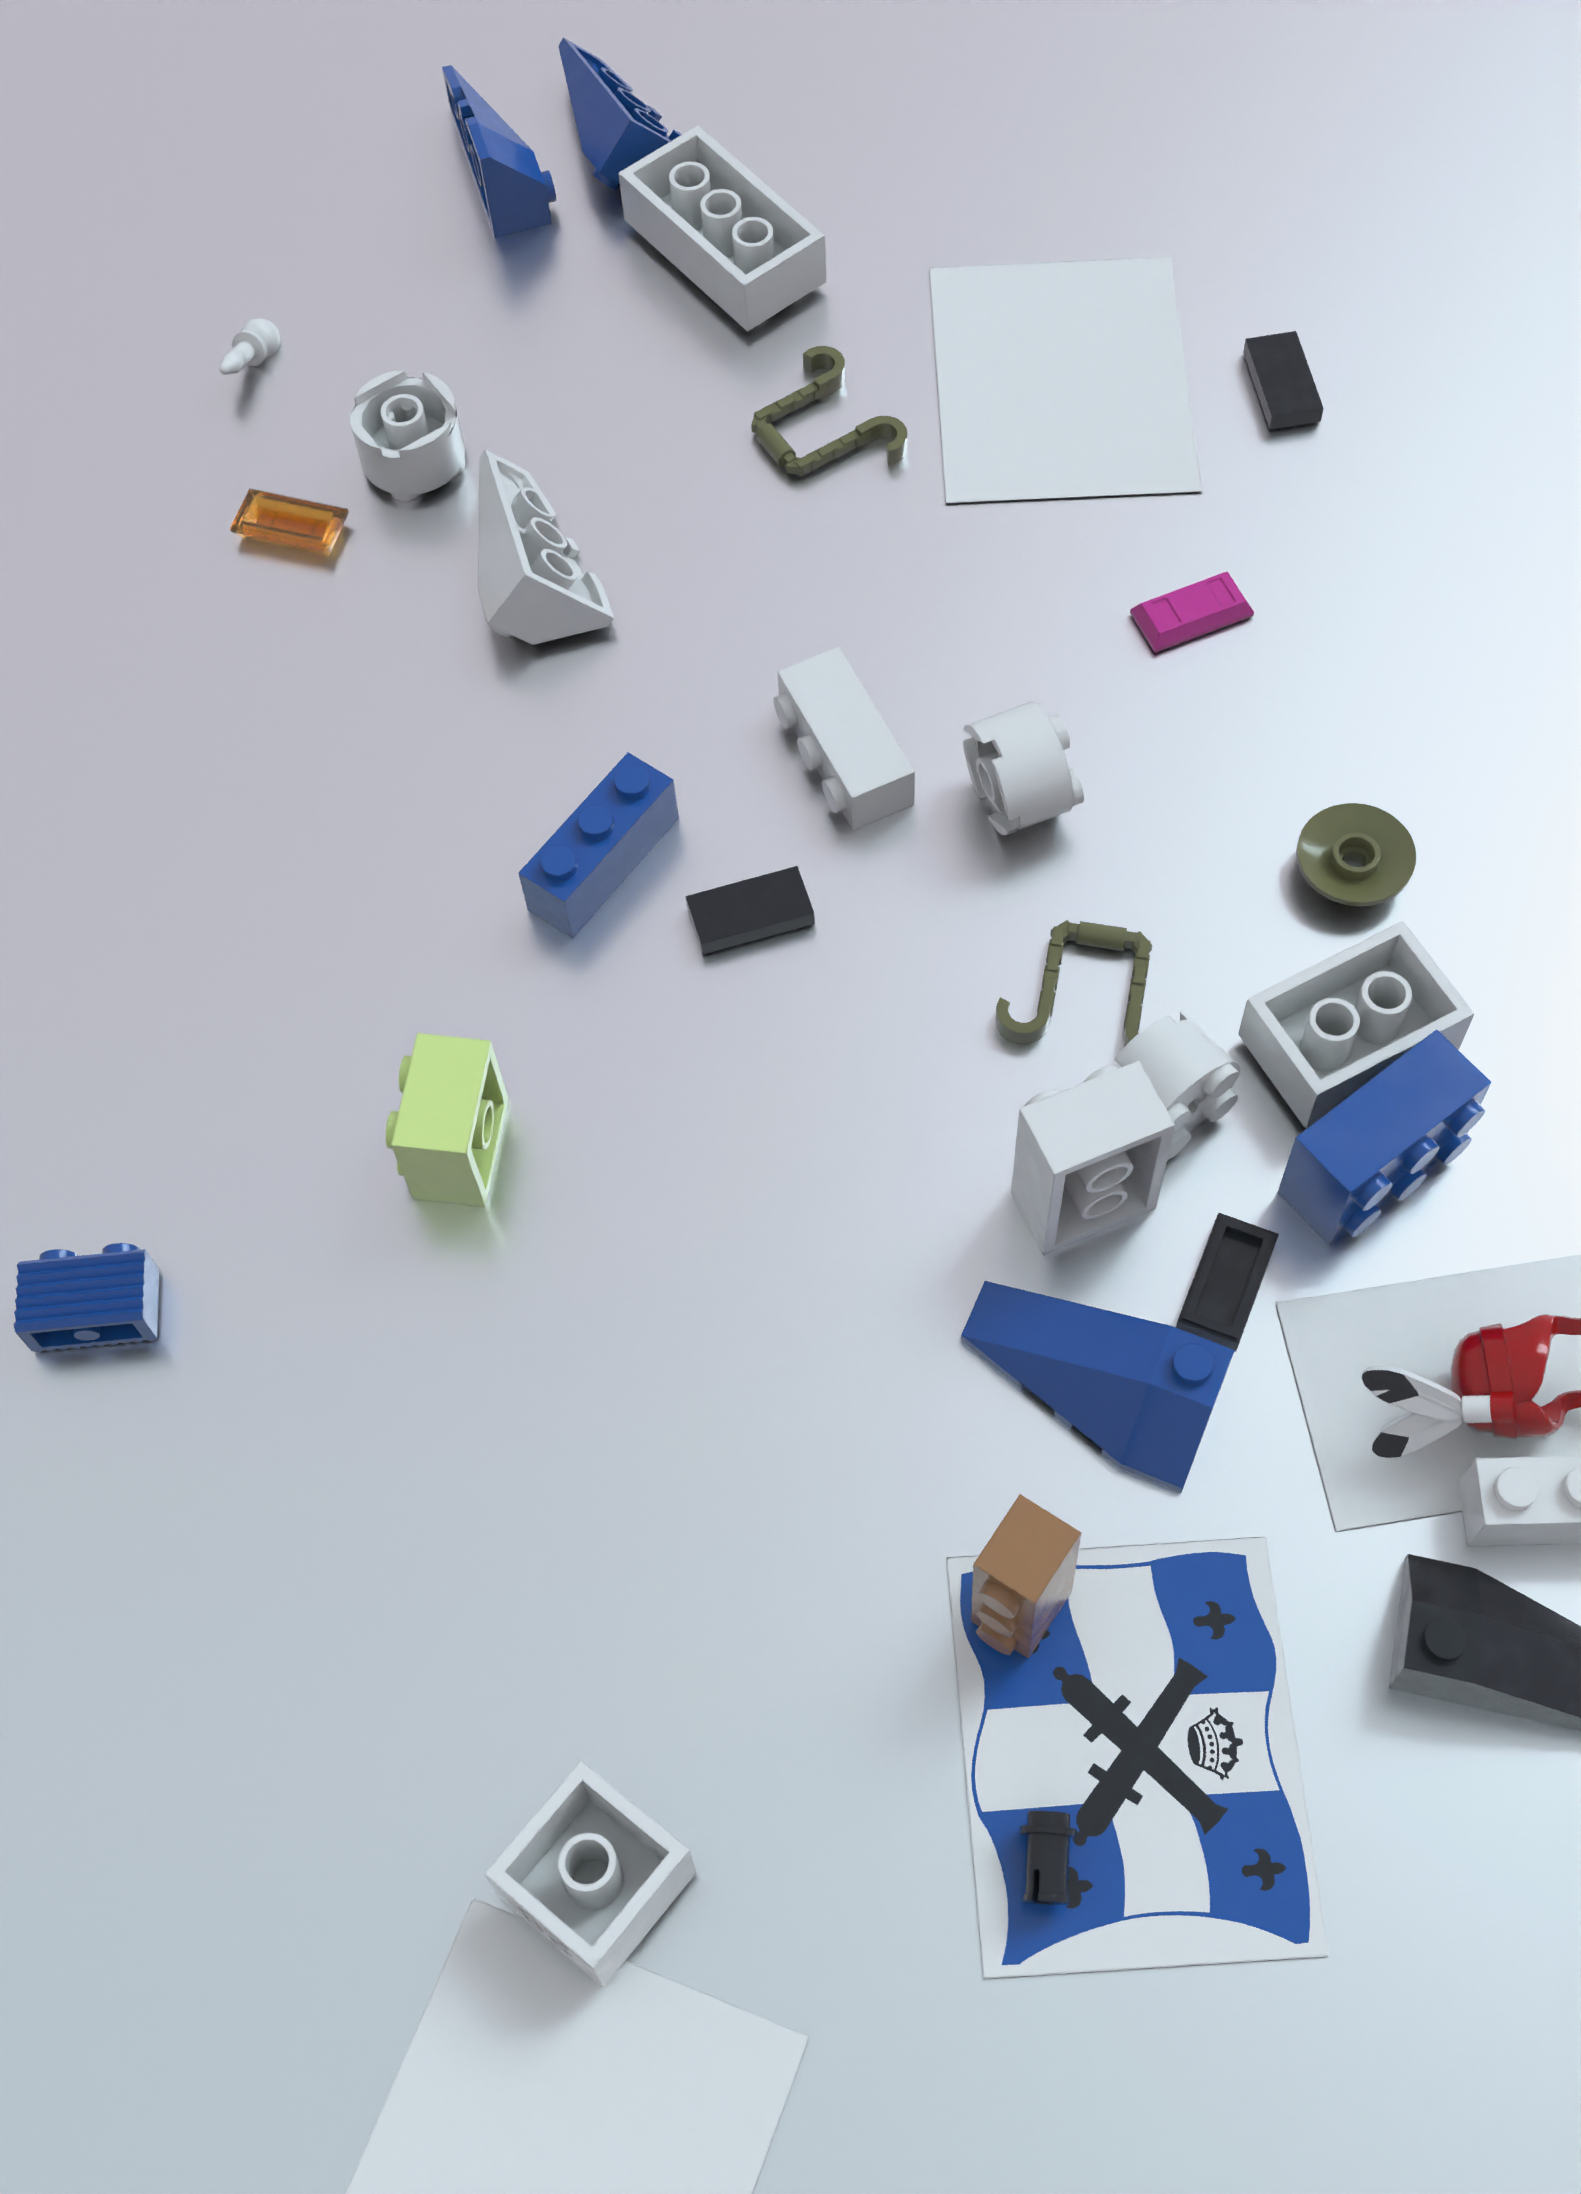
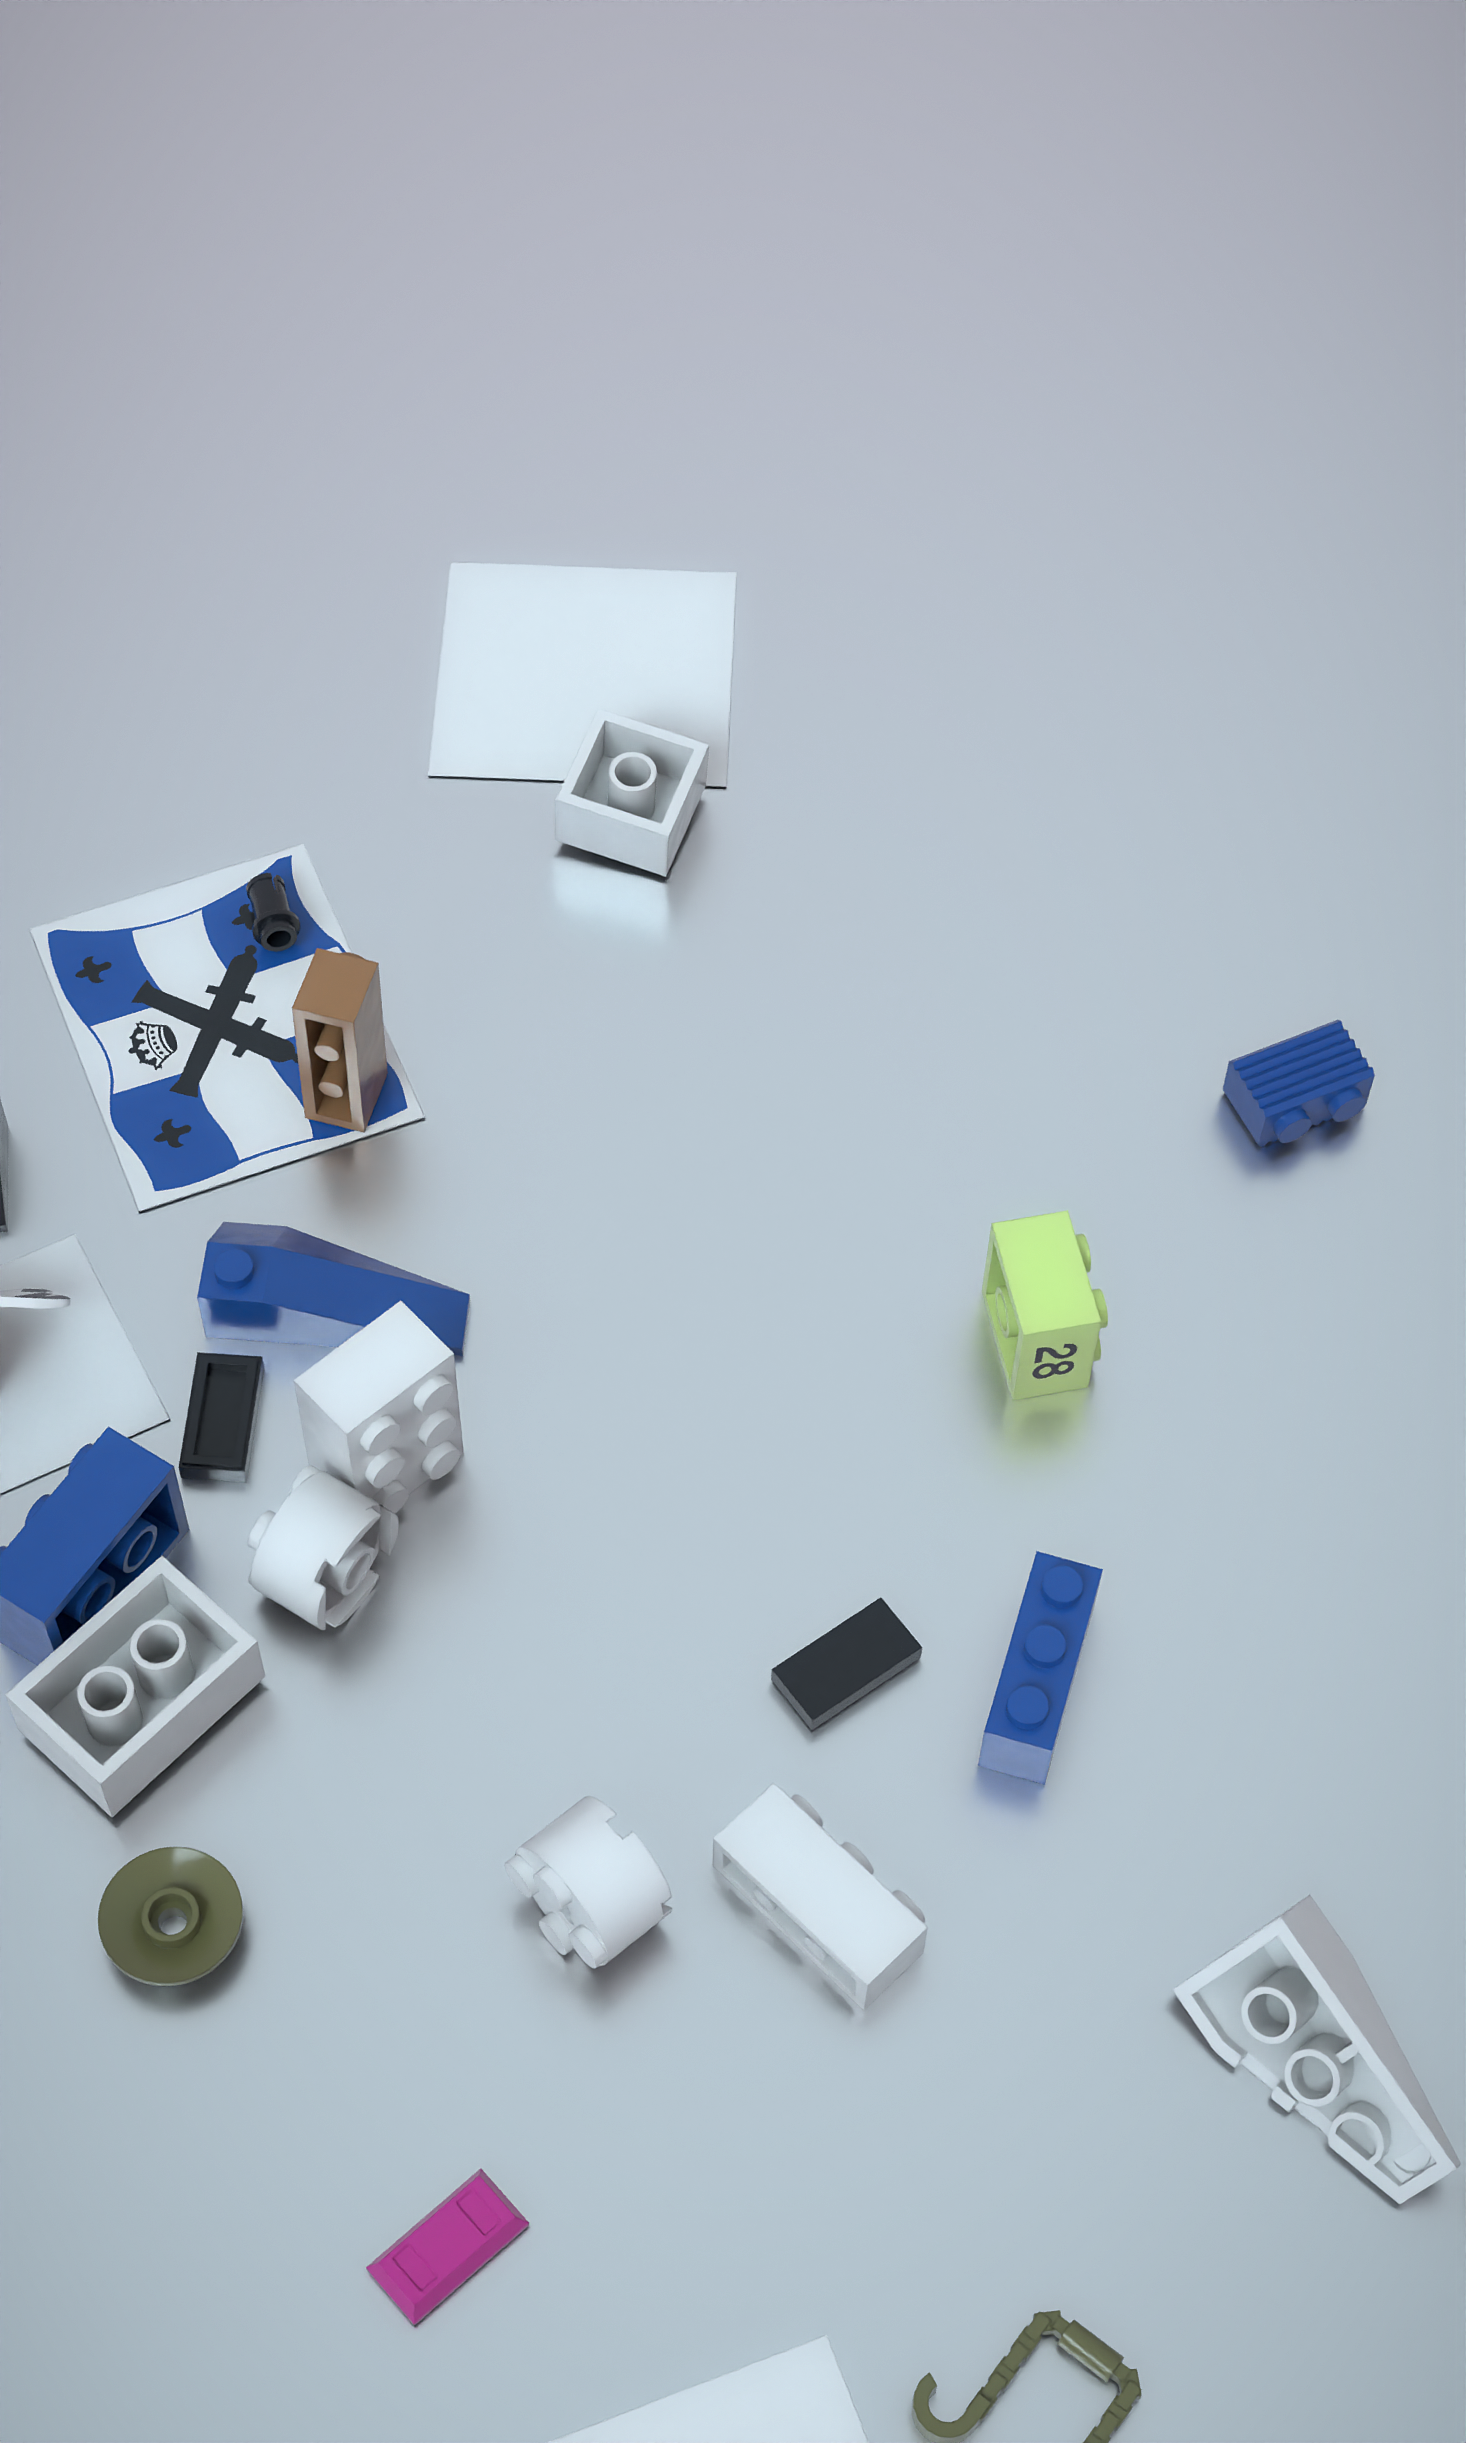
camera: 155 degrees right, 5 degrees down
(1090, 935) = (441, 1747): olive piece -> none

